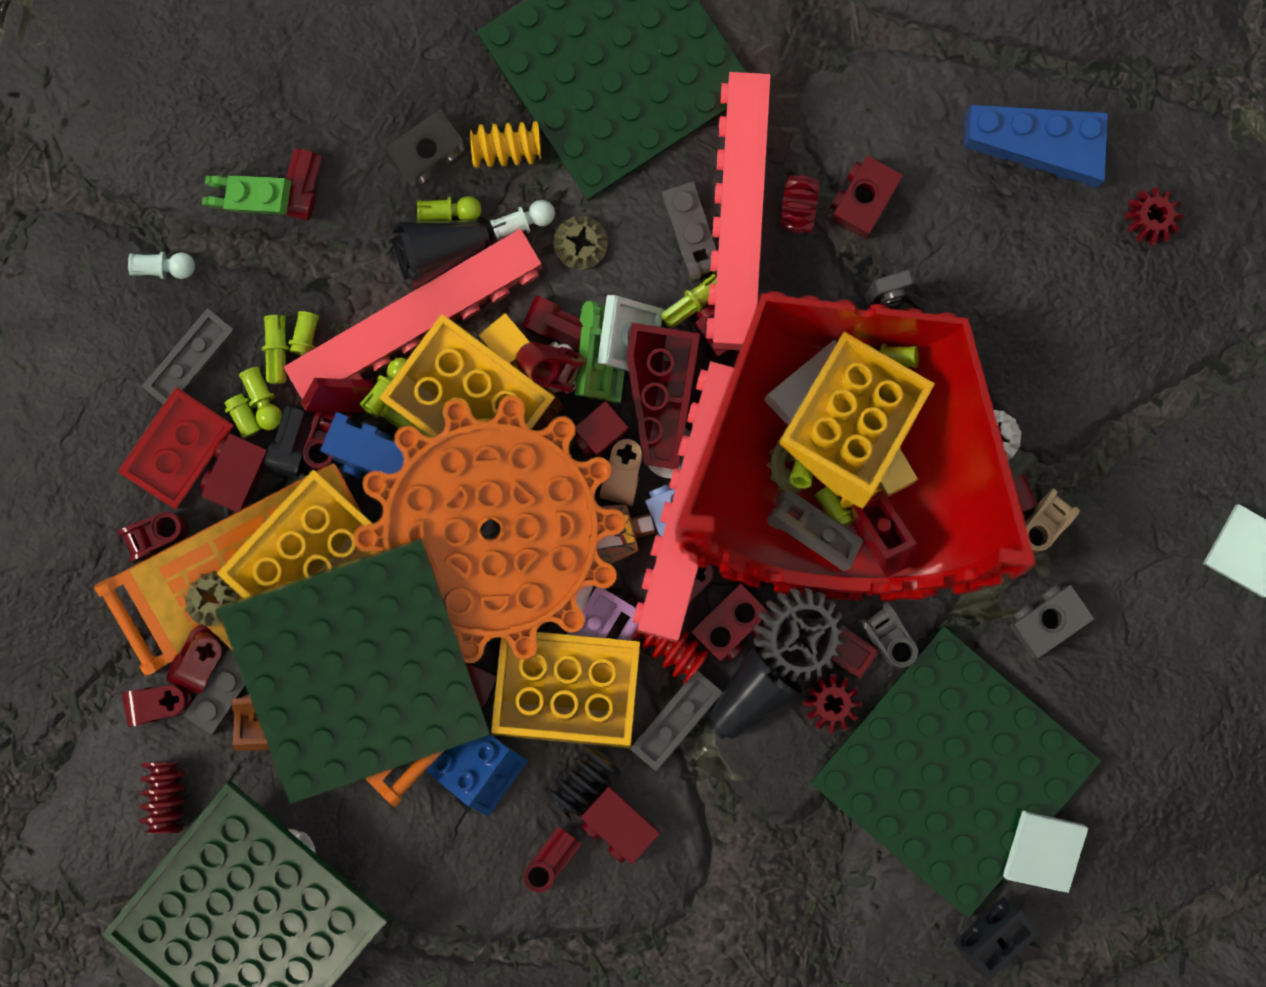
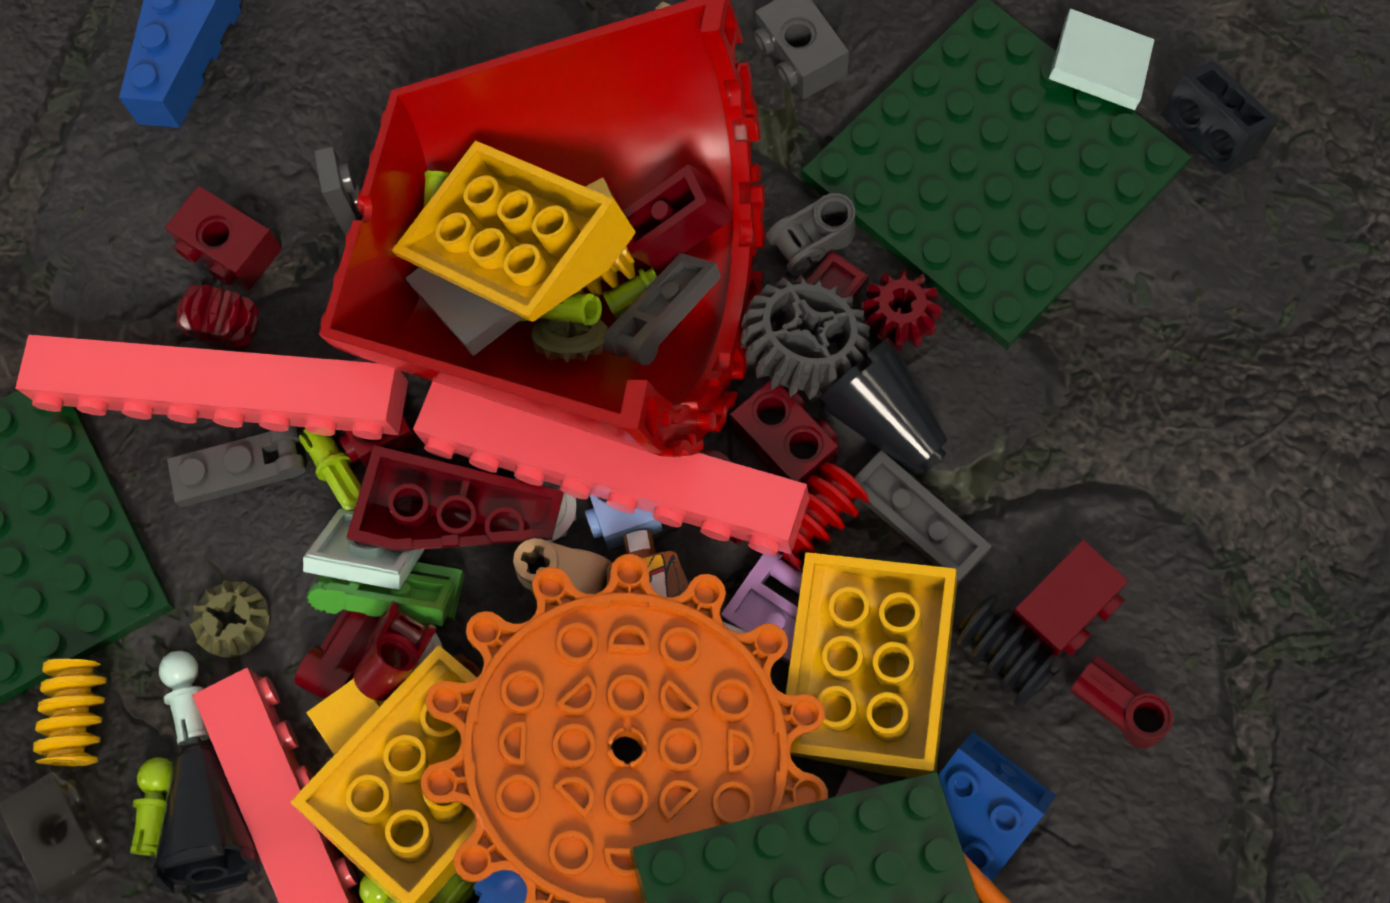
camera: 75 degrees left, 15 degrees down
(599, 431) = (496, 587): dark red brick -> none

